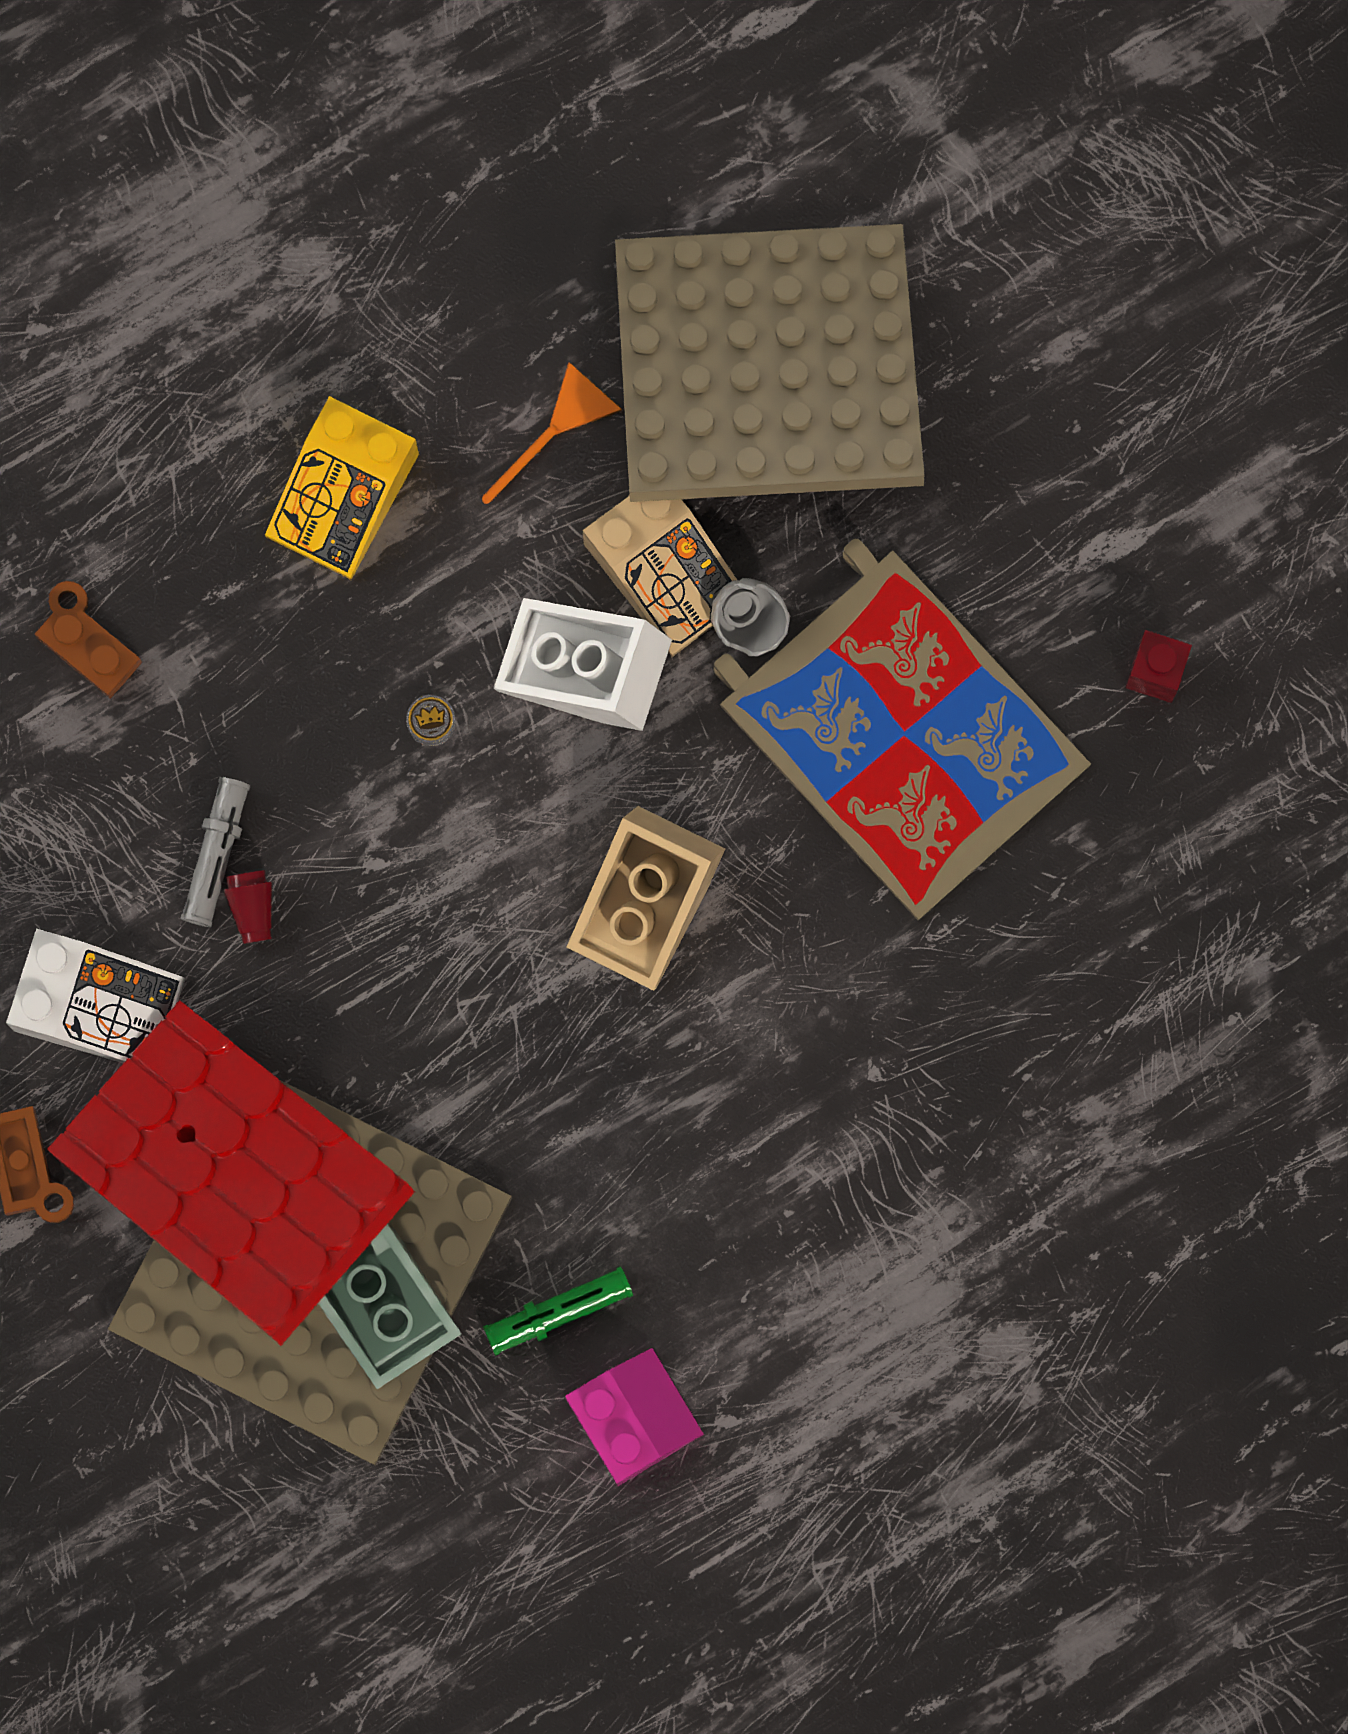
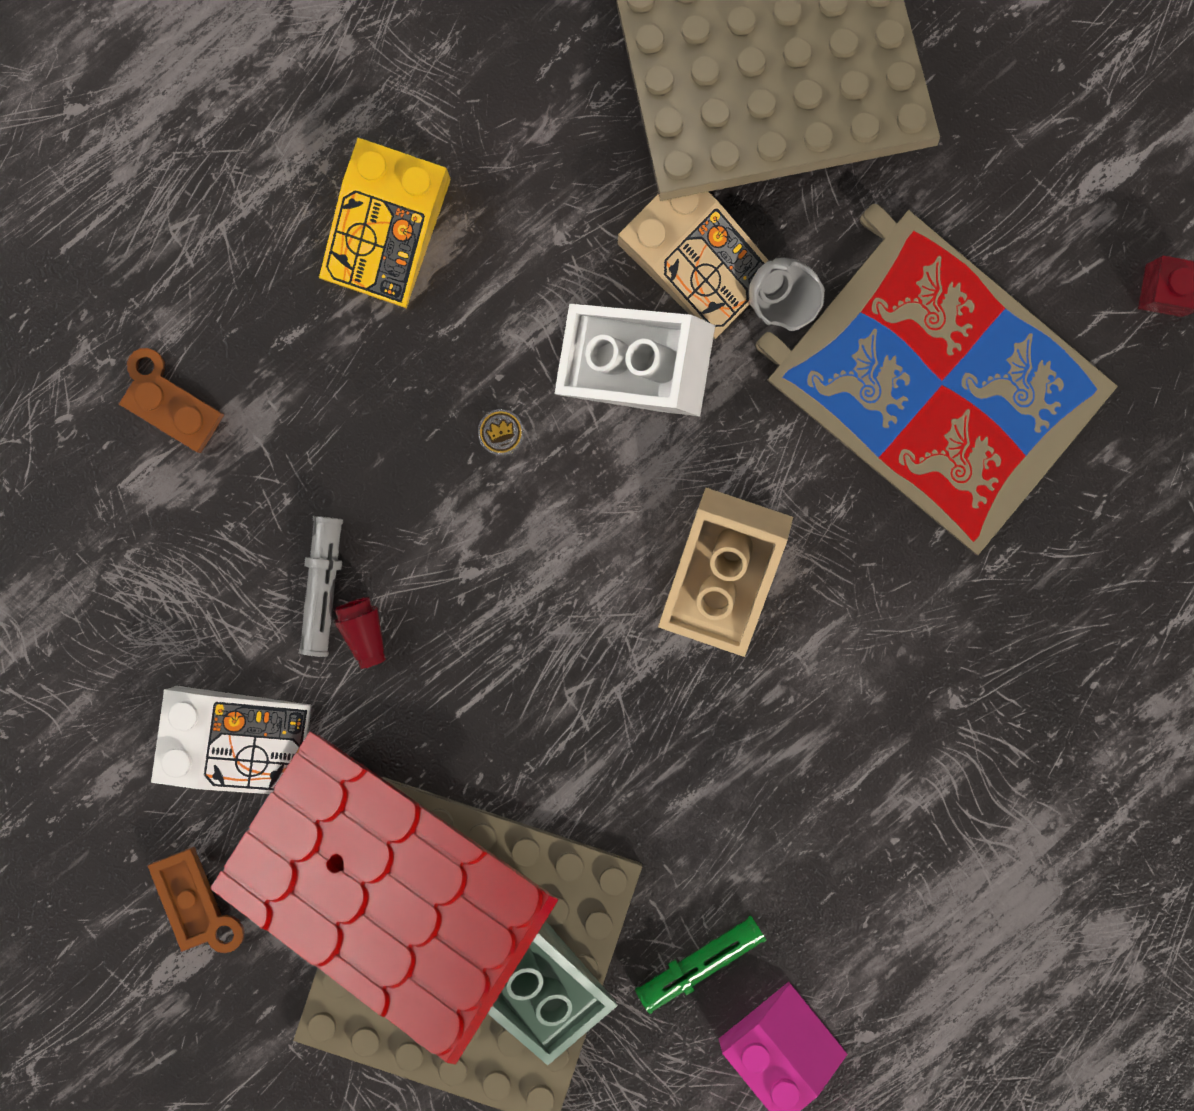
camera: 10 degrees left, 10 degrees up
(576, 405) = (591, 111): orange piece -> none

